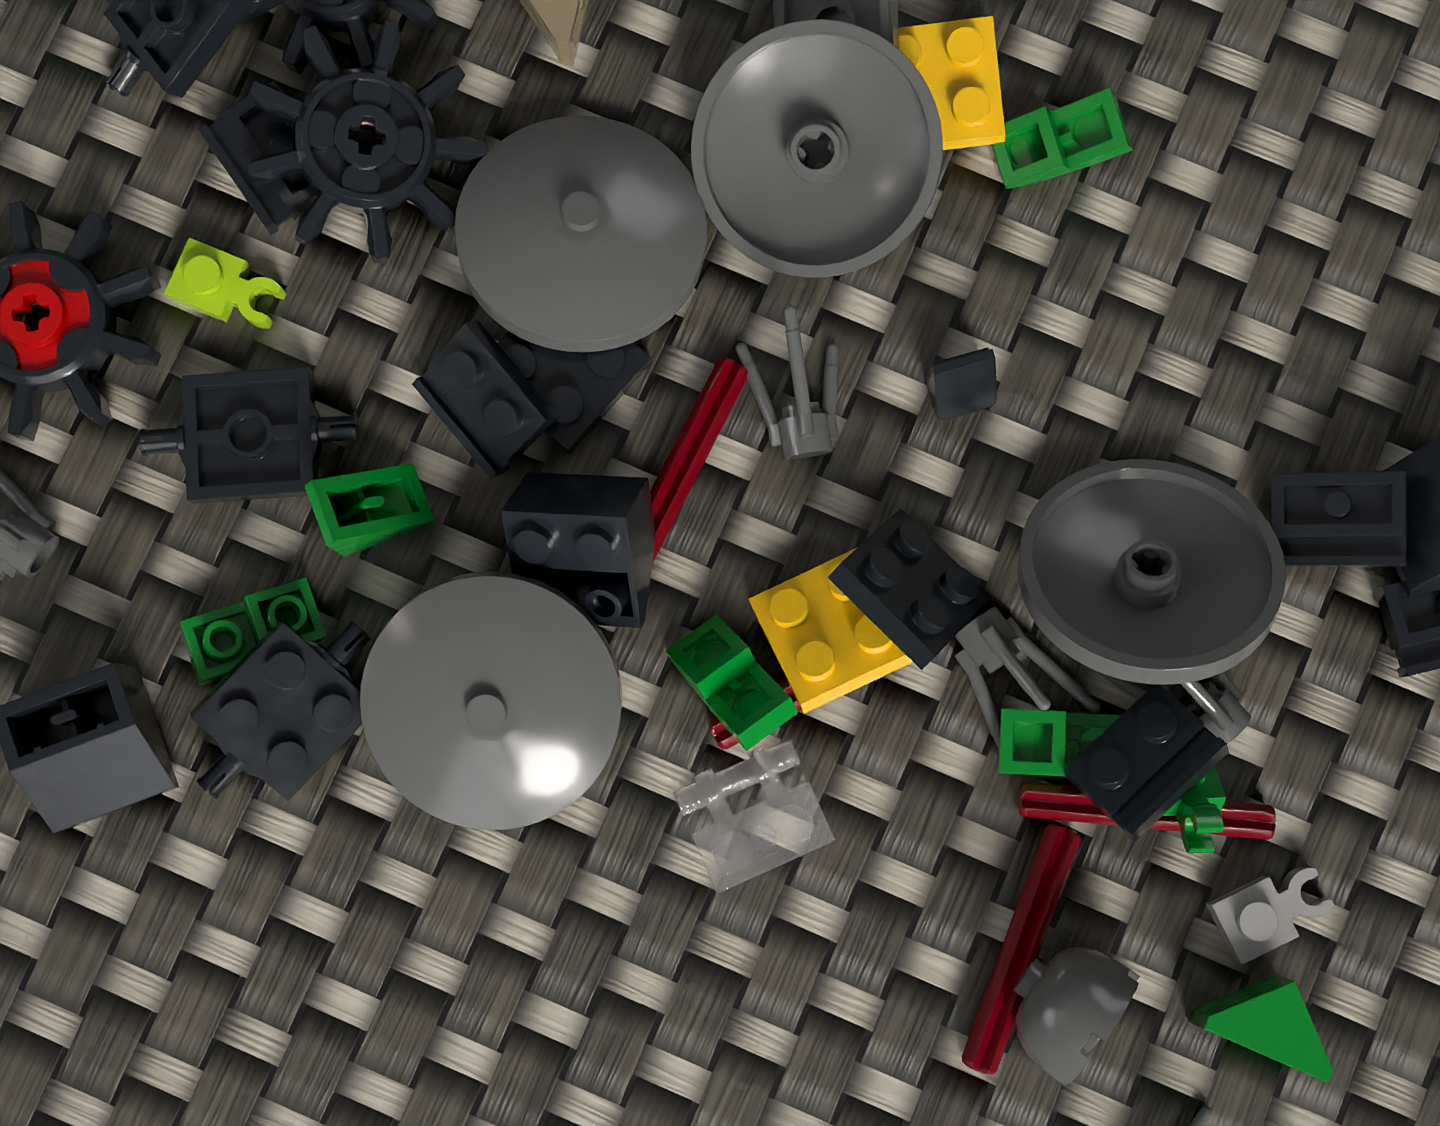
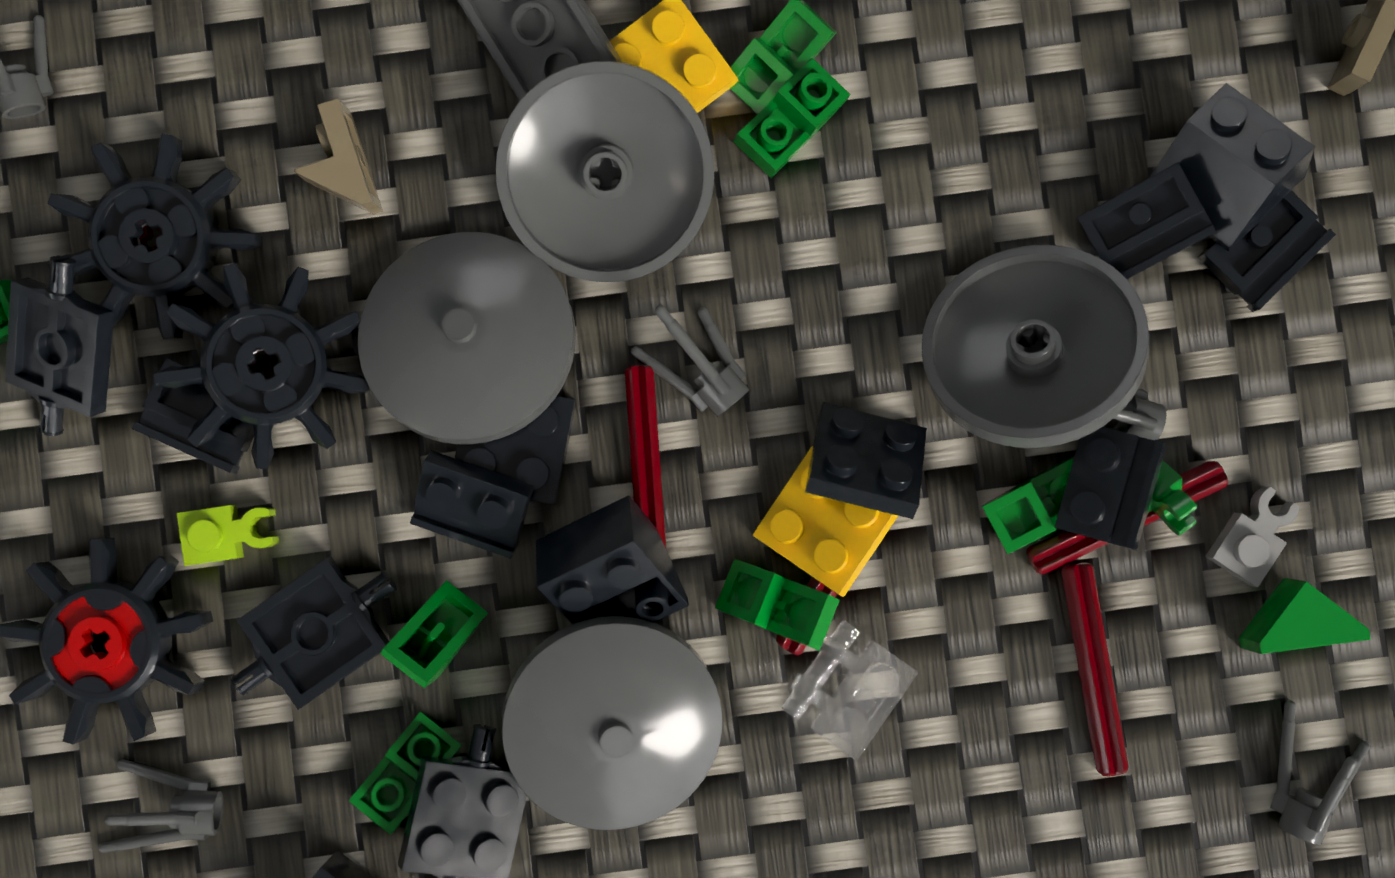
camera: 30 degrees left, 5 degrees up
(963, 384) = (815, 283): black slope -> none
(996, 643) = (948, 463): dark grey plant -> none
(1038, 209) = (791, 118): none -> green slope
(1071, 1007) = (1159, 694): dark grey cylinder -> none

